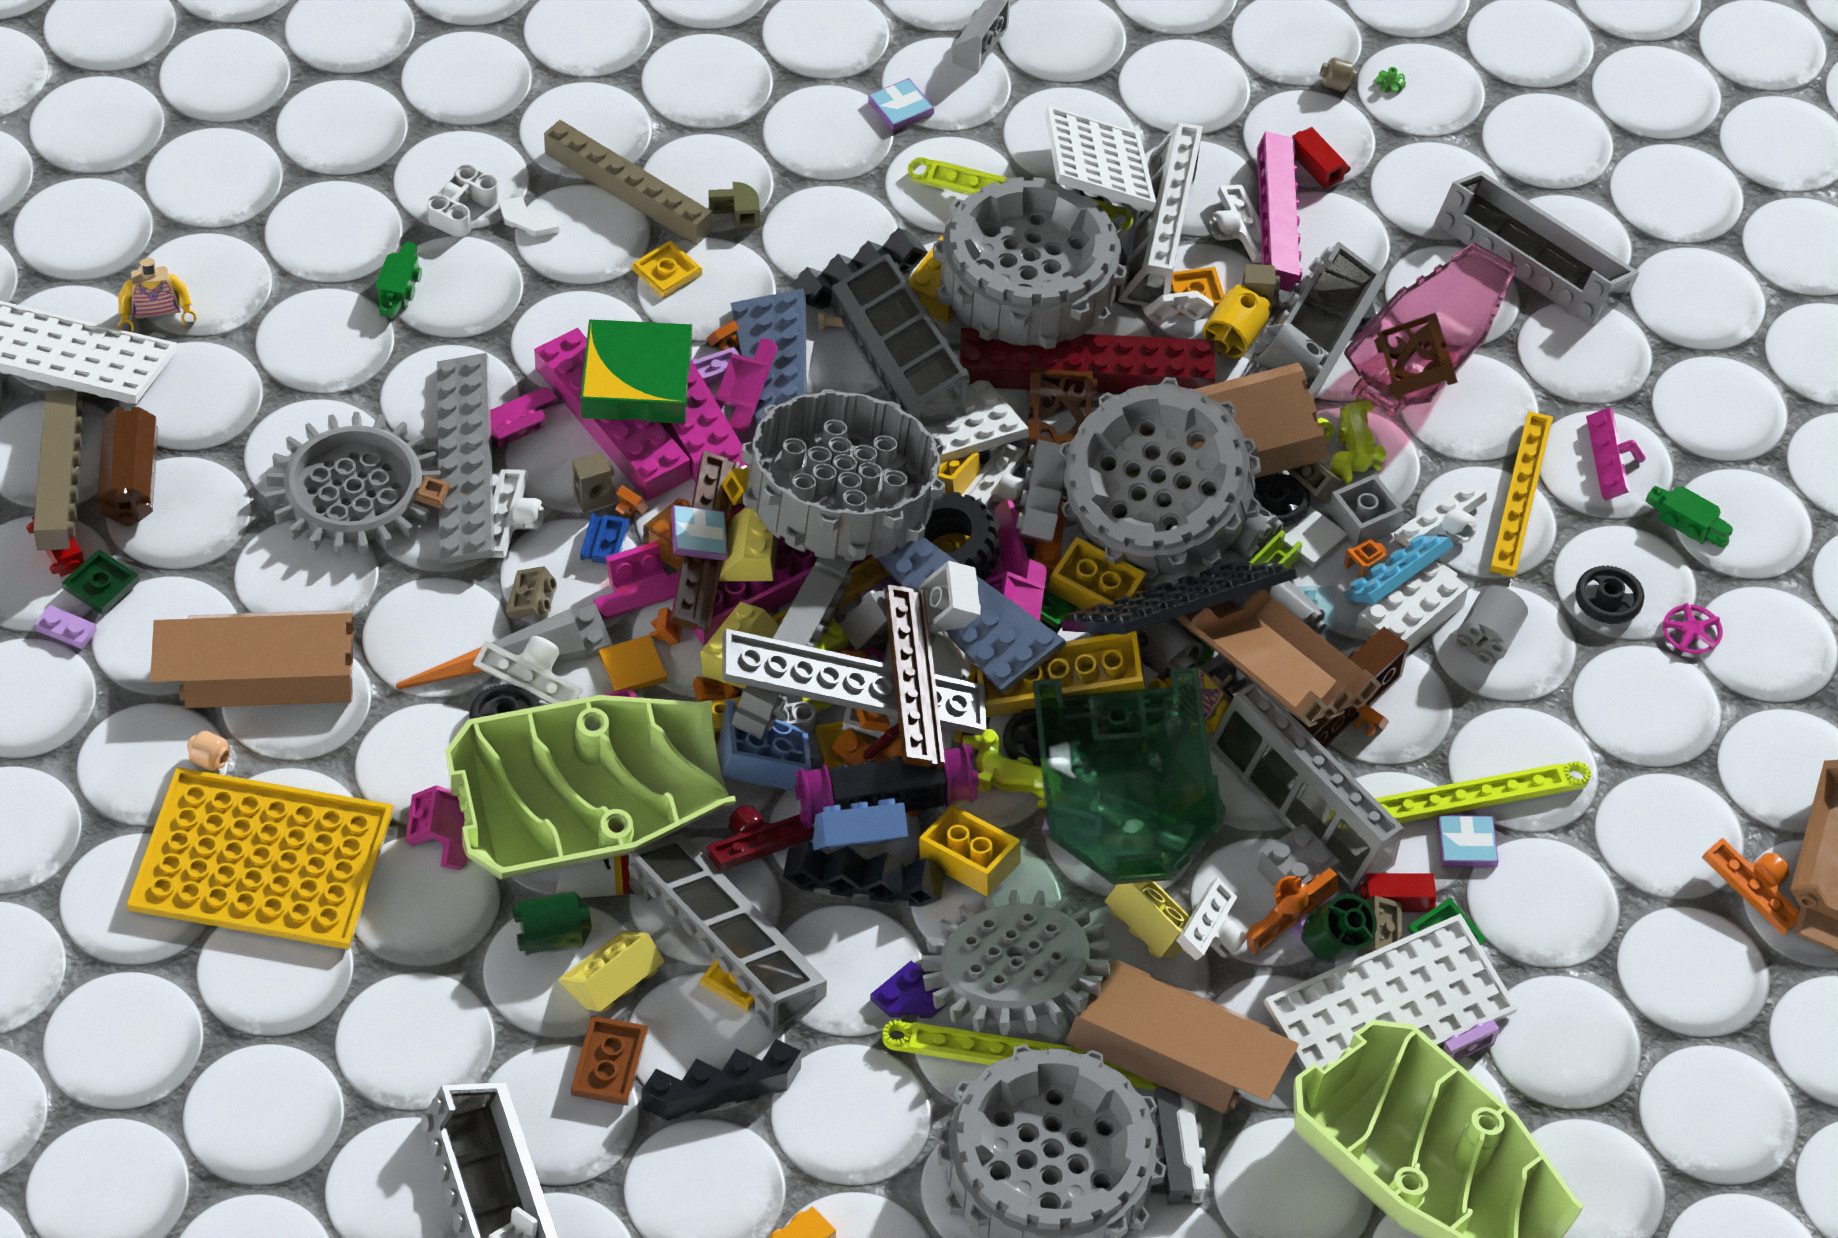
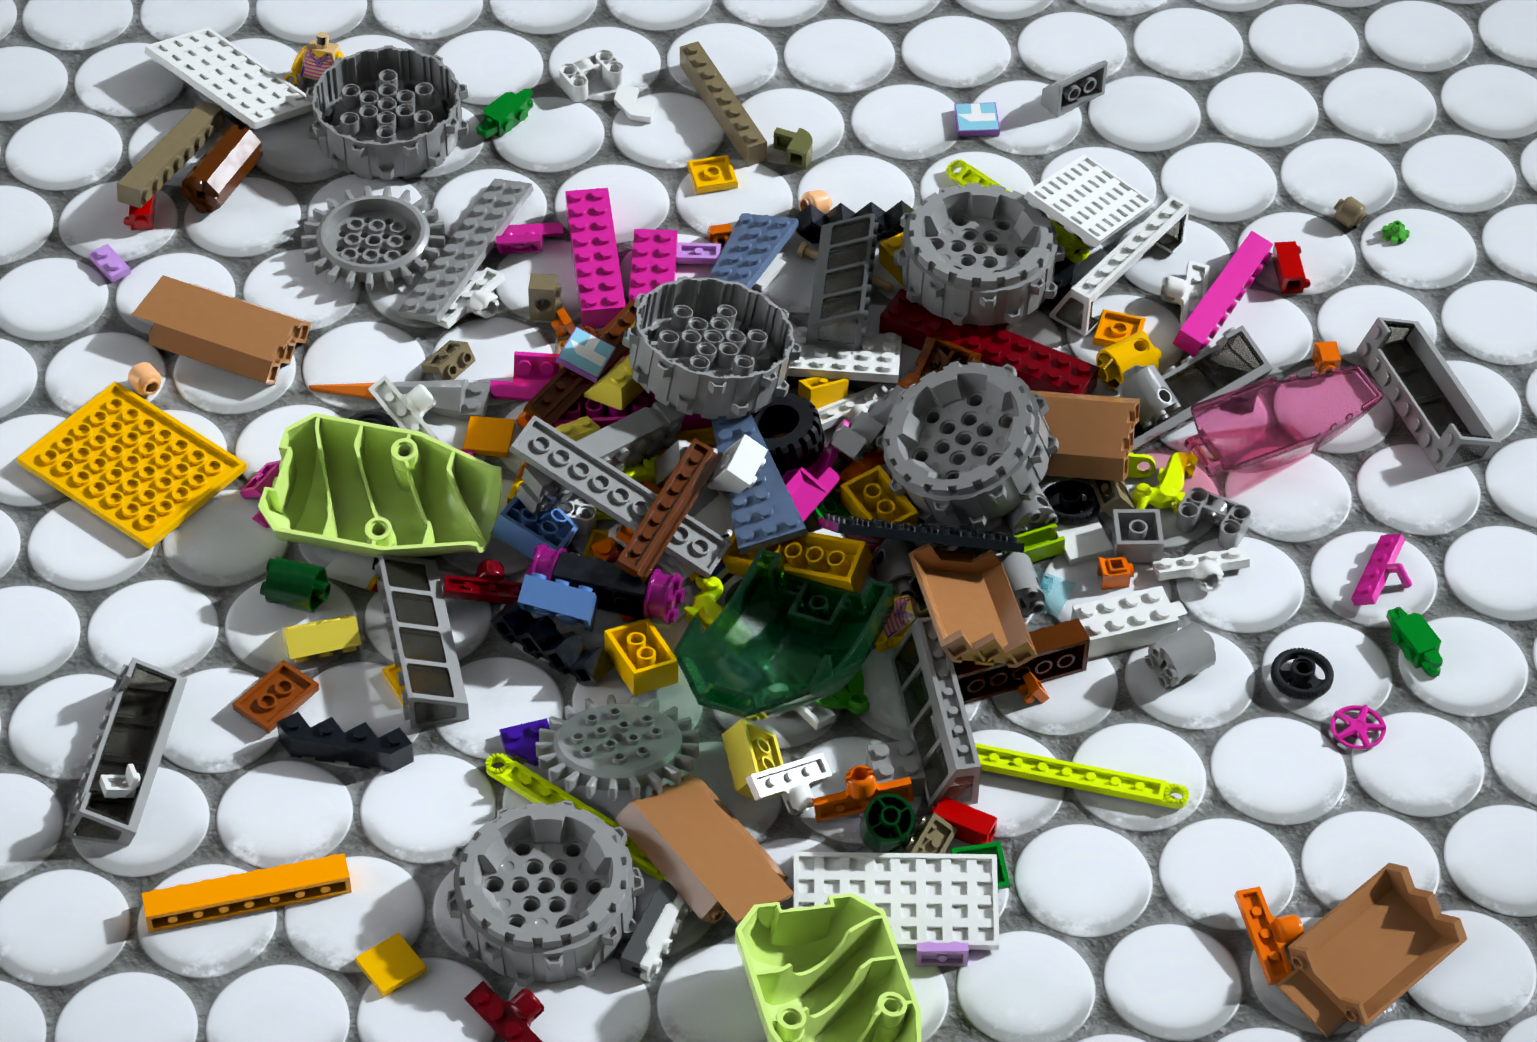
camera: 30 degrees right, 5 degrees down
(100, 581) = (153, 241): dark green plate -> none
(276, 328) = (387, 113): none -> light grey wheel
(433, 491) = (421, 262): medium nougat tile -> none
(604, 537) = (530, 339): blue plate -> none
(636, 371) = (623, 229): green tile -> none
(744, 383) = (709, 261): dark pink plate -> none
(800, 259) = (818, 199): none -> light nougat head
(1189, 303) = (1081, 330): white tile -> none
(1262, 281) = (1167, 339): dark tan brick -> none
(1398, 569) = (1139, 582): medium azure plate -> none
(1417, 244) = (1326, 356): none -> orange window
(1425, 451) = (1206, 506): none -> light grey beam
(1435, 372) = (1260, 440): reddish brown fence -> none
(1467, 841) = (1050, 809): tile -> none
(1521, 494) = (1281, 572): yellow plate -> none

